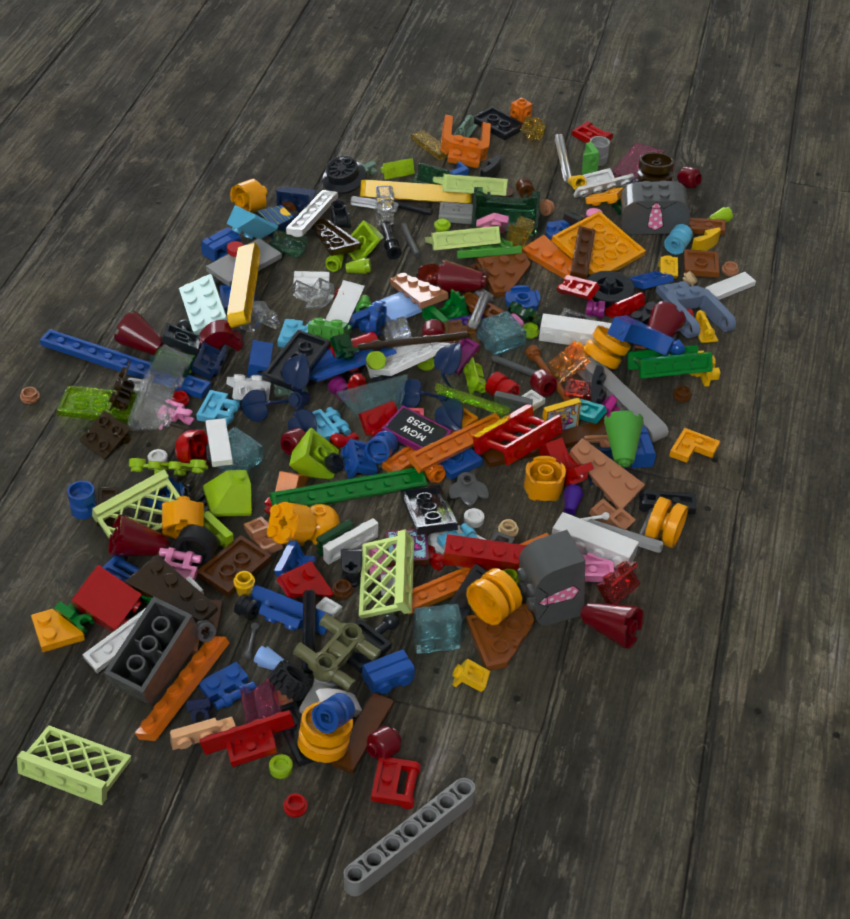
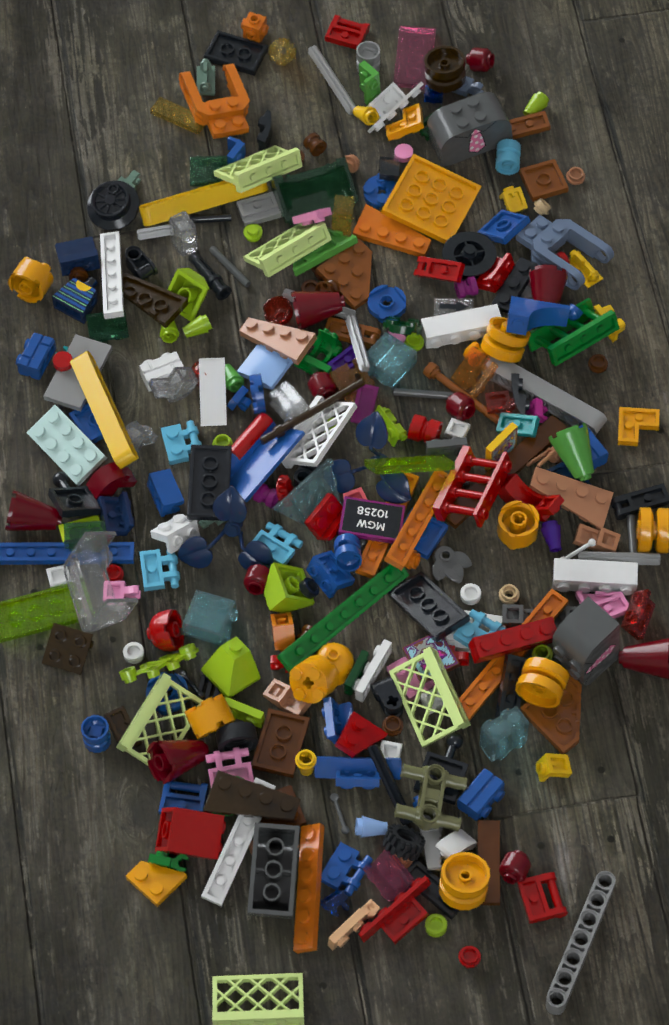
camera: 20 degrees left, 15 degrees up
(123, 391) = (55, 591): dark brown hinge -> none
(210, 634) = (304, 823): dark grey bush -> none
(218, 442) = (195, 618): white tile -> none
(247, 607) = (318, 782): black wheel -> none
(250, 224) = (57, 318): medium azure slope -> none
(327, 329) = (218, 428): bright green plate -> none
(333, 713) = (471, 865): blue wheel -> none
(341, 440) = (303, 557): red arm -> none
(343, 347) = (247, 447): dark green bracket -> none
(375, 360) = (291, 453): lime tile -> none
(398, 168) = (163, 169): lime hinge -> none
(582, 252) = (422, 219): reddish brown tile -> none
(706, 241) = (537, 145): yellow slope -> none
(731, 285) = (584, 199): white tile -> none

